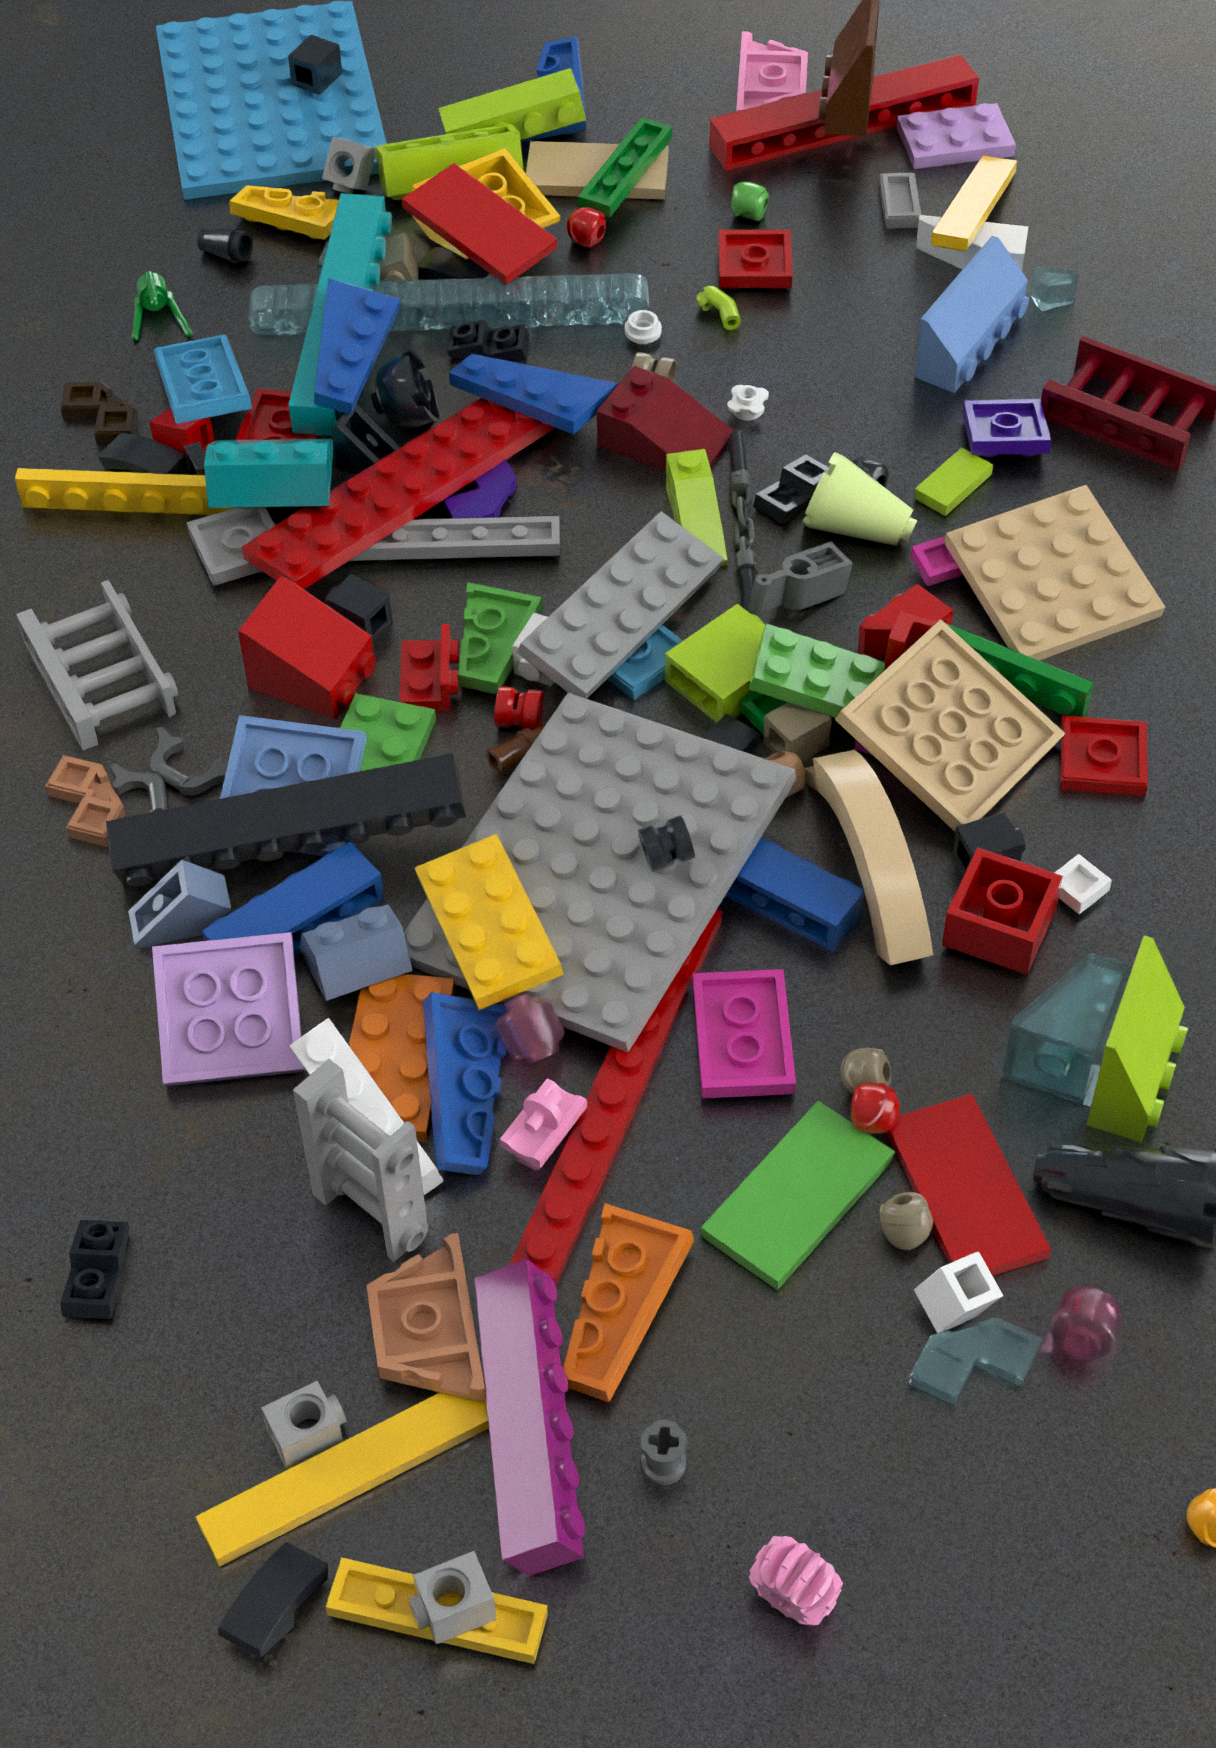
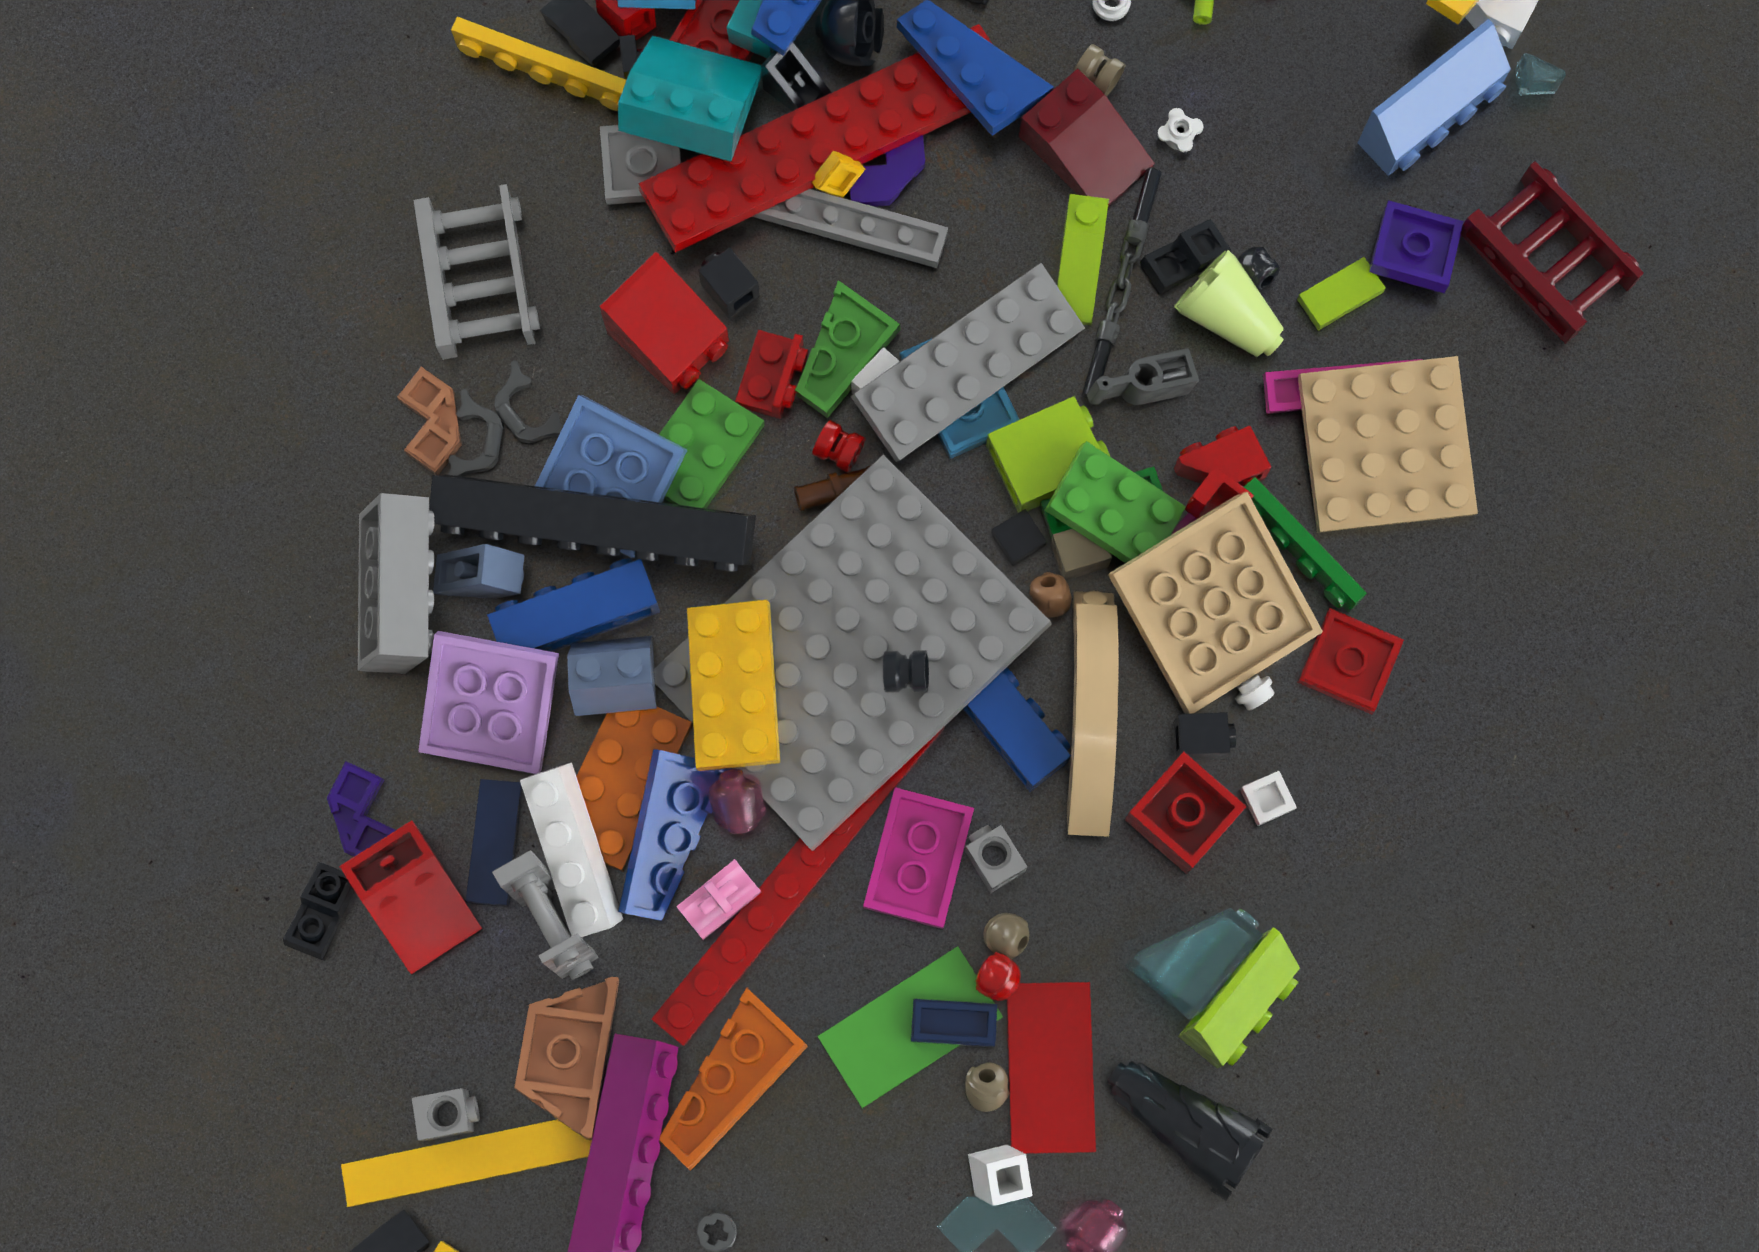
camera: 15 degrees right, 25 degrees up
(92, 929) = (394, 583): none -> light grey brick
(117, 1183) = (350, 802): none -> dark purple tile
(196, 1212) = (411, 897): none -> red slope
(274, 1150) = (493, 840): none -> dark blue tile
(436, 497) = (837, 174): none -> yellow tile
(829, 1024) = (994, 876): none -> light grey brick
(844, 1168) = (954, 1023): none -> dark blue tile
(1022, 799) = (1254, 692): none -> white plate

